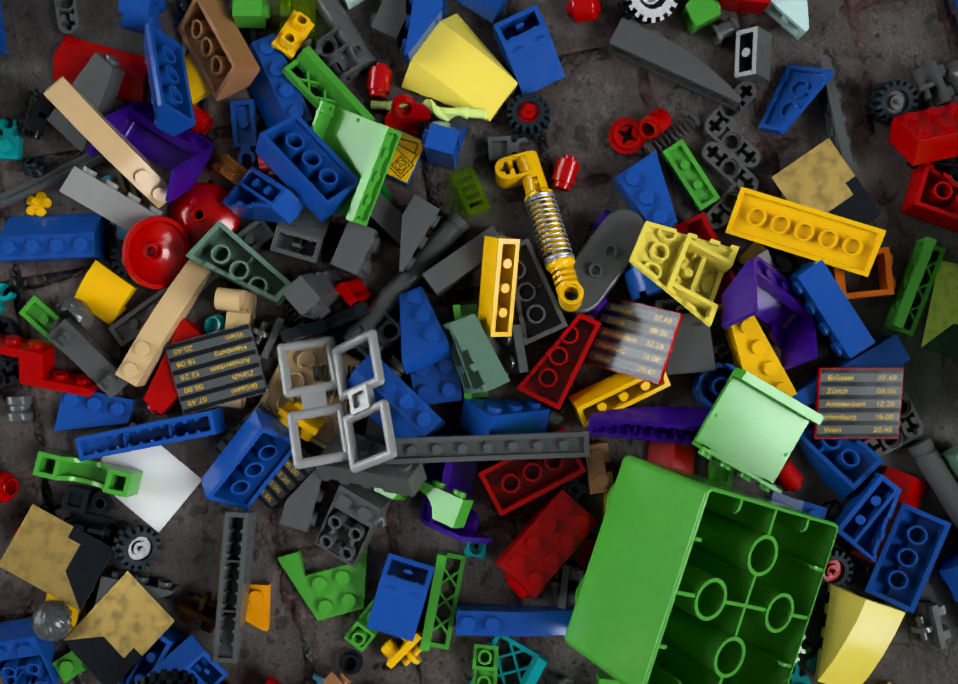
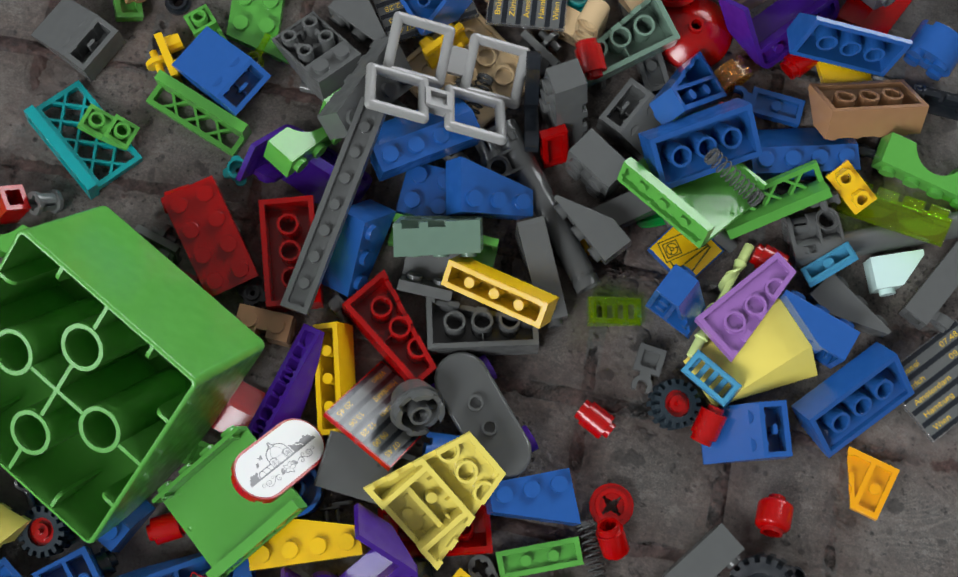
camera: 110 degrees right, 10 degrees down
(270, 286) = (591, 58): none -> red brick
(314, 145) = (713, 159): none -> dark grey piece
(365, 30) = (829, 264): none -> dark azure slope
(367, 573) = (260, 49): none -> clear neon green hand
(408, 117) = (719, 273): red plate -> none
(436, 87) = (740, 311): none -> medium lavender wing
(505, 71) = (728, 396): none -> dark azure slope
(511, 620) = (149, 168): blue slope -> none
(536, 80) = (708, 424): none -> red brick
(540, 202) = (552, 373): yellow piece -> none
(620, 315) = (416, 407): none -> dark grey cone
(711, 405) = (277, 461): none -> white tile

